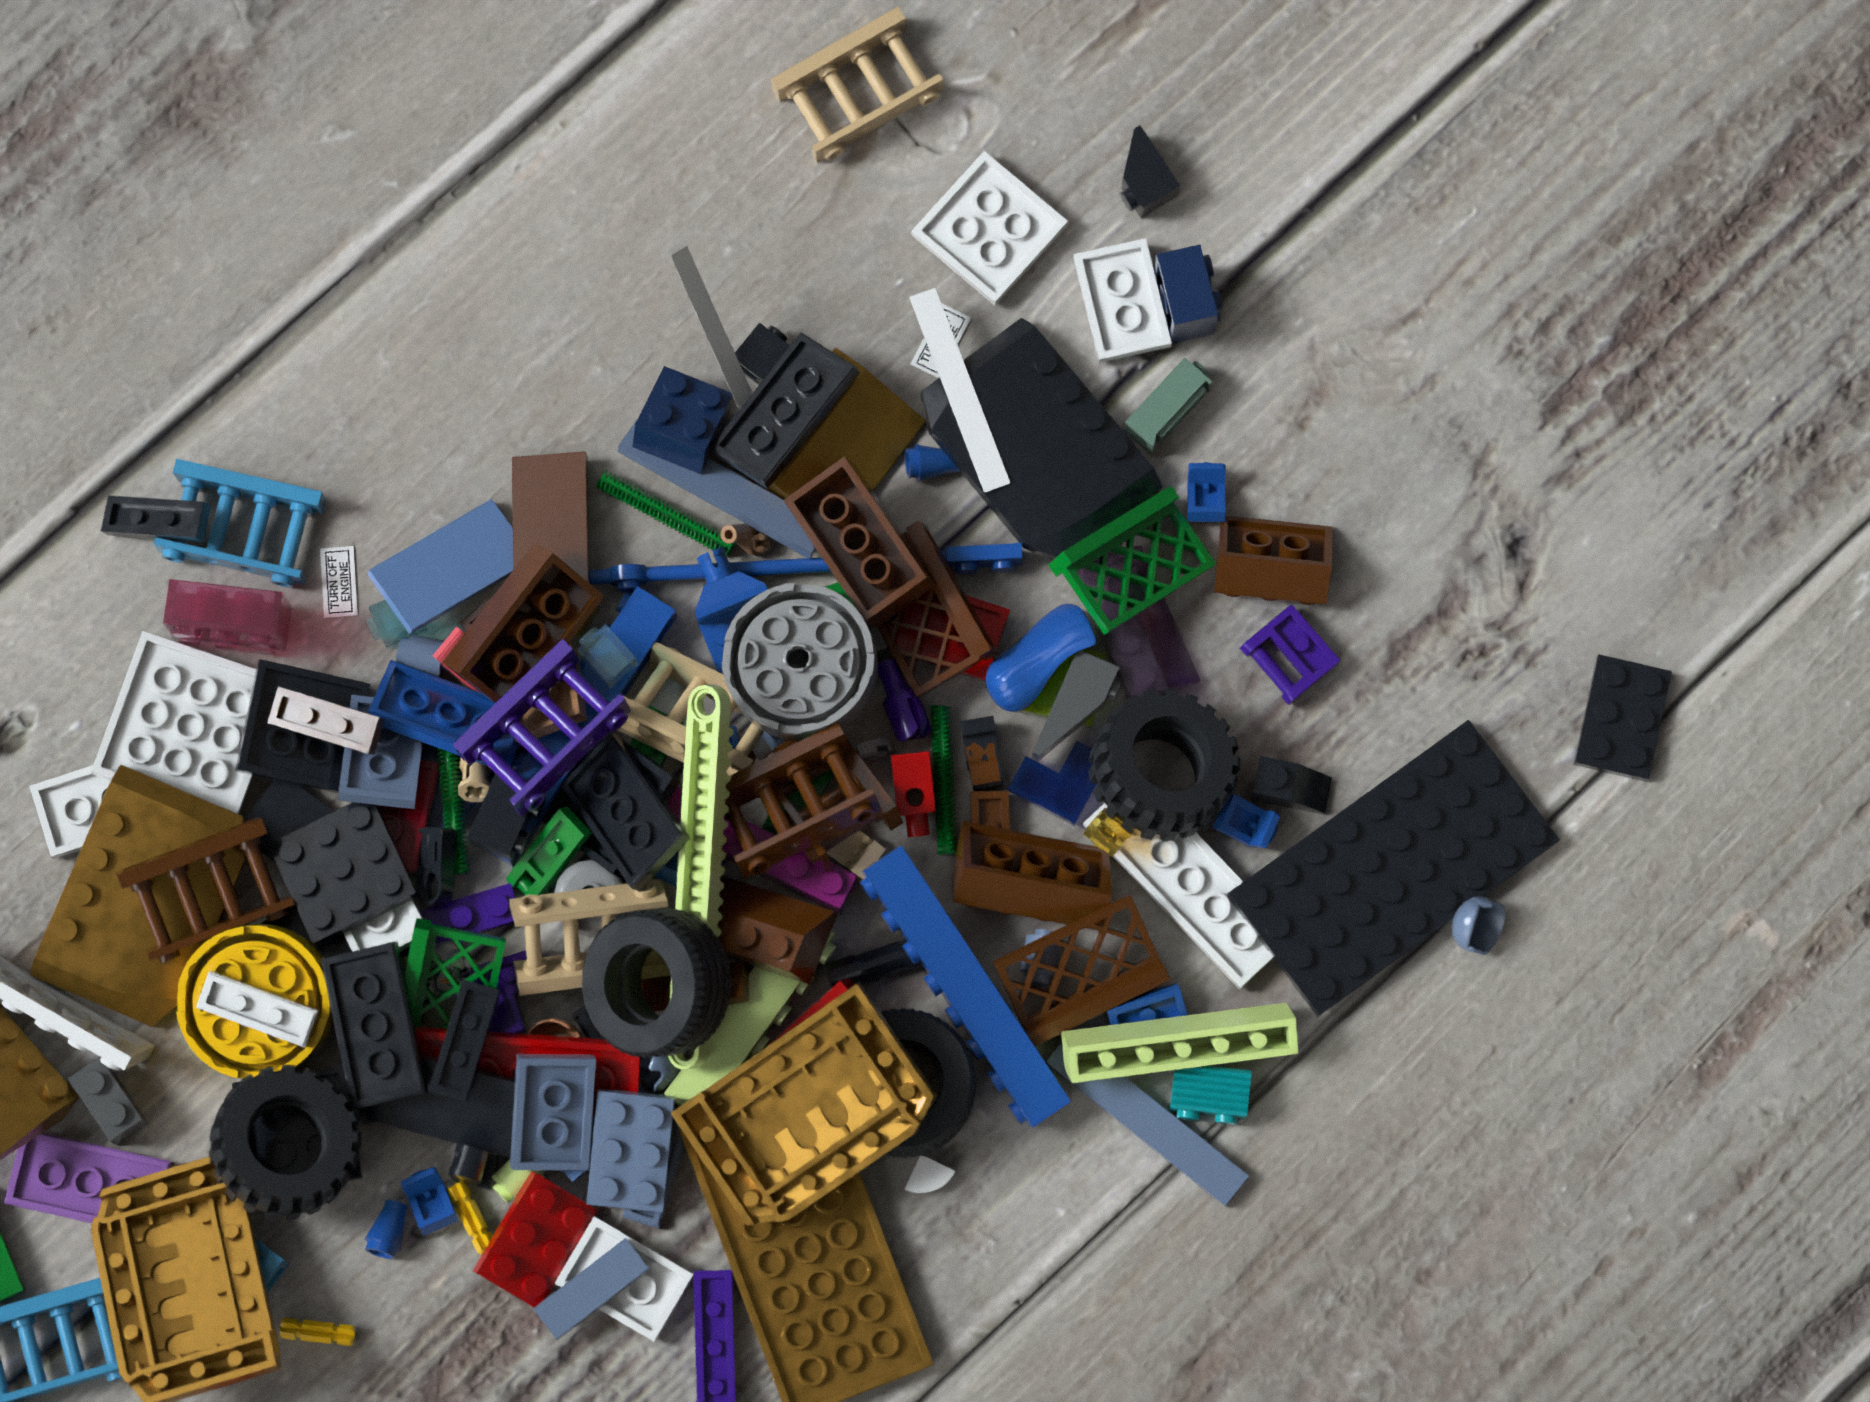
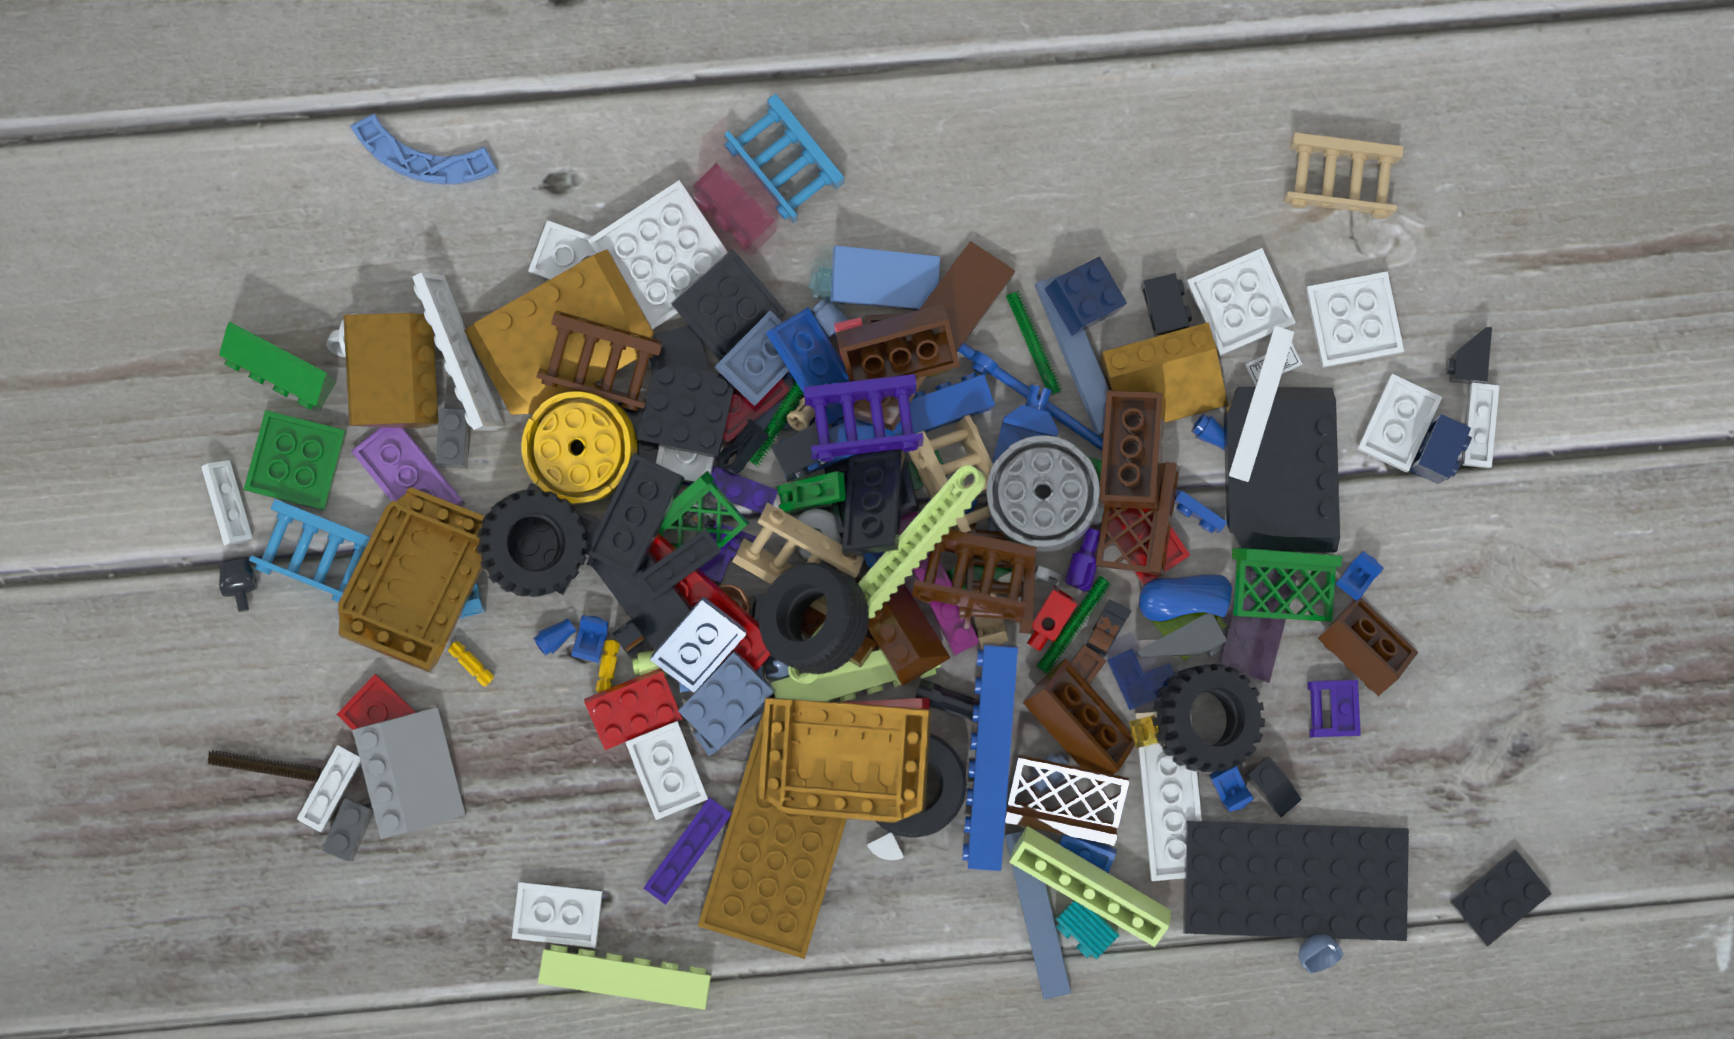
camera: 35 degrees right, 5 degrees up
(155, 518) = (737, 119): black plate -> none
(257, 1008) = (575, 453): white tile -> none
(326, 720) = (742, 315): plate -> none
(338, 581) = (814, 237): white sticker -> none
(591, 1289) = (643, 762): sand blue tile -> none
(606, 655) = (934, 401): clear light blue brick -> none
(712, 326) = (1141, 270): white sticker -> none
(746, 538) = (1069, 394): medium nougat arm -> none
(784, 410) = (1149, 337): black tile -> none
(853, 300) = (1240, 301): none -> white plate
(1168, 404) = (1378, 506): sand green window -> none
(1205, 227) = (1482, 420): none -> white plate

